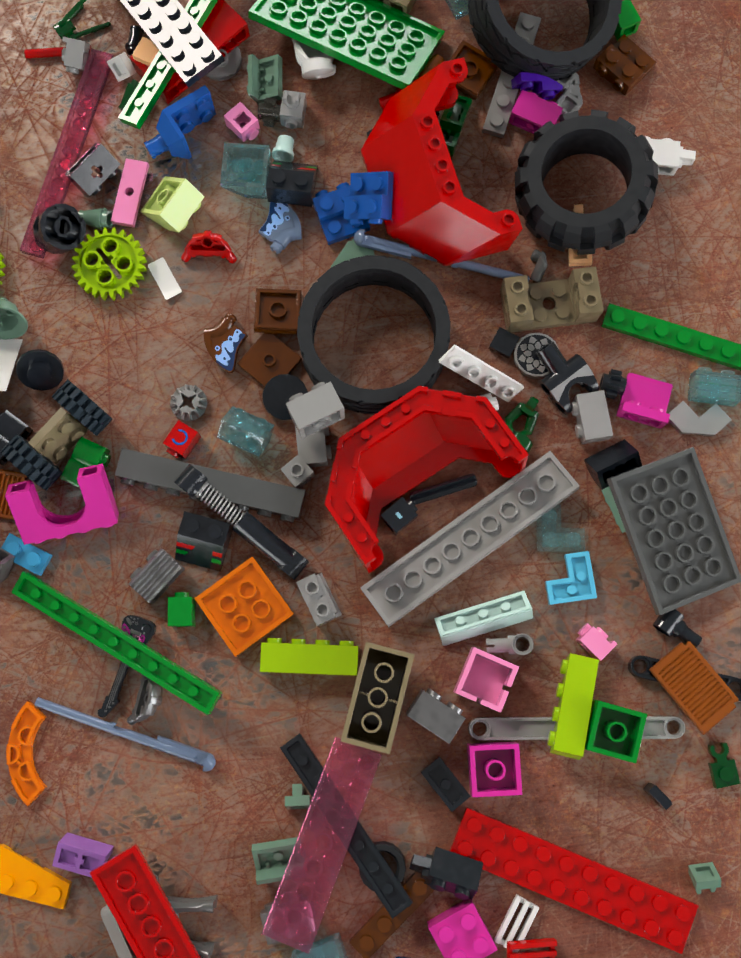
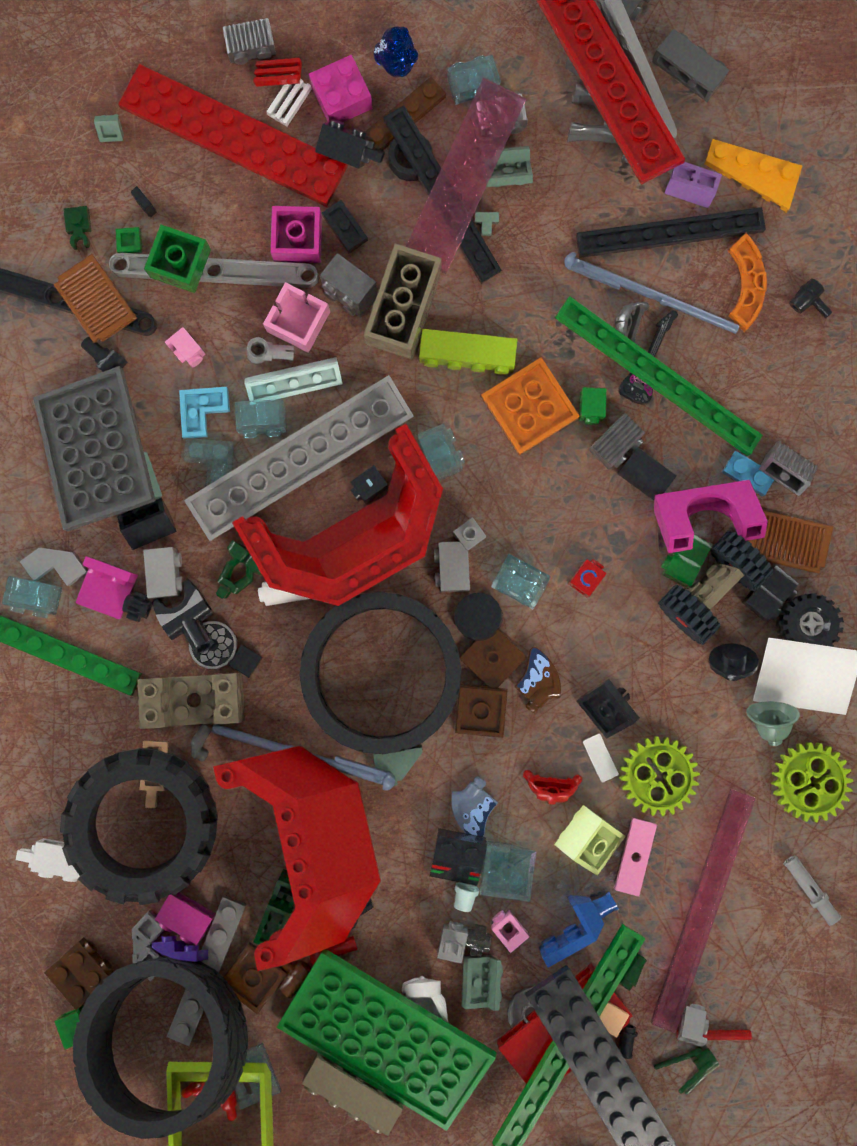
camera: 175 degrees left, 5 degrees up
(59, 229) = (712, 814): black brick -> none
(81, 171) = (687, 884): brick -> none
(97, 218) = (671, 829): sand green cone -> none
(105, 802) = (670, 232): none -> black tile
(121, 66) = (641, 1007): white plate -> none
(126, 545) = (646, 474): none -> black brick
(157, 318) = (608, 708): none -> black tile
(187, 413) = (568, 616): light grey gear -> none
(203, 541) = (568, 474): black slope -> none
(241, 490) = (560, 530): dark grey brick -> none
(243, 523) = (485, 449): black piece -> none
(315, 409) = (445, 582): light grey brick -> none
(319, 598) = (455, 407): light grey window -> none
(330, 213) = (407, 817): blue plate -> none
(331, 551) = (440, 452): none -> clear light blue brick
(369, 198) = (374, 822): blue plate -> none
(443, 489) = (322, 511): black axle -> none
(481, 373) = (273, 624): white bracket -> none
(513, 575) = (260, 418): none -> clear light blue brick
(574, 706) = (213, 286): lime brick -> none
(667, 752) = (129, 240): none -> green plate

